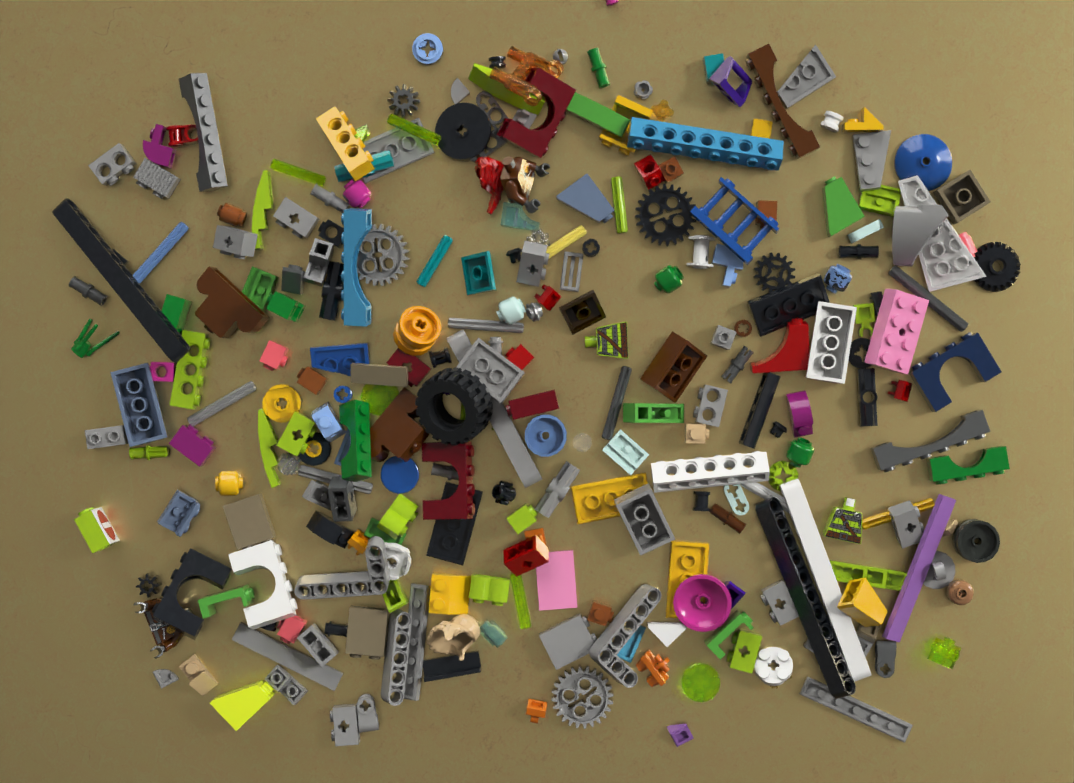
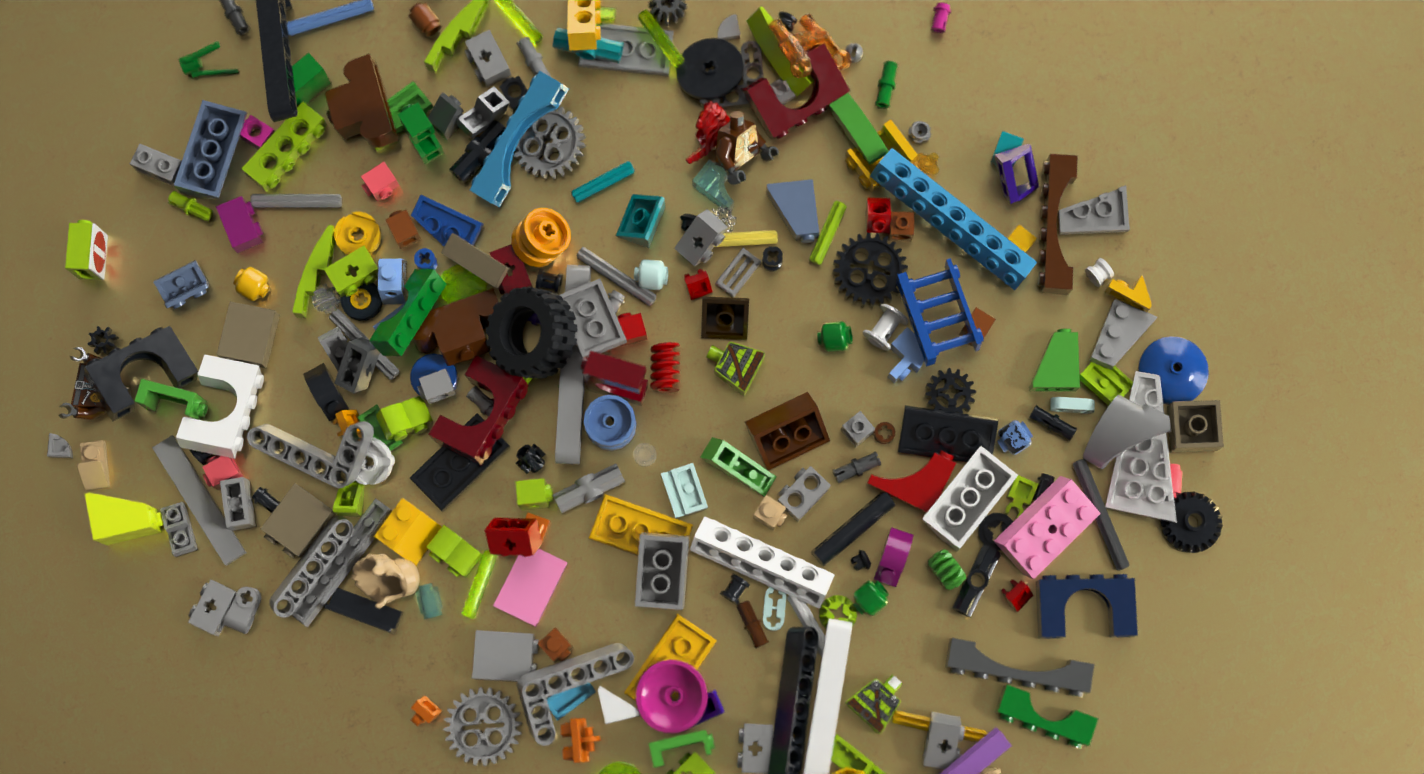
camera: 30 degrees right, 10 degrees down
(235, 241) = (410, 44): light grey brick -> none
(356, 194) = (564, 68): dark pink head -> none
(407, 482) = (436, 386): none -> light grey brick
(534, 311) = (674, 290): light grey plate -> none
(560, 372) = (663, 367): none -> red piece
(616, 402) = (705, 434): dark grey axle -> none
(842, 402) = (946, 569): none -> bright green gear

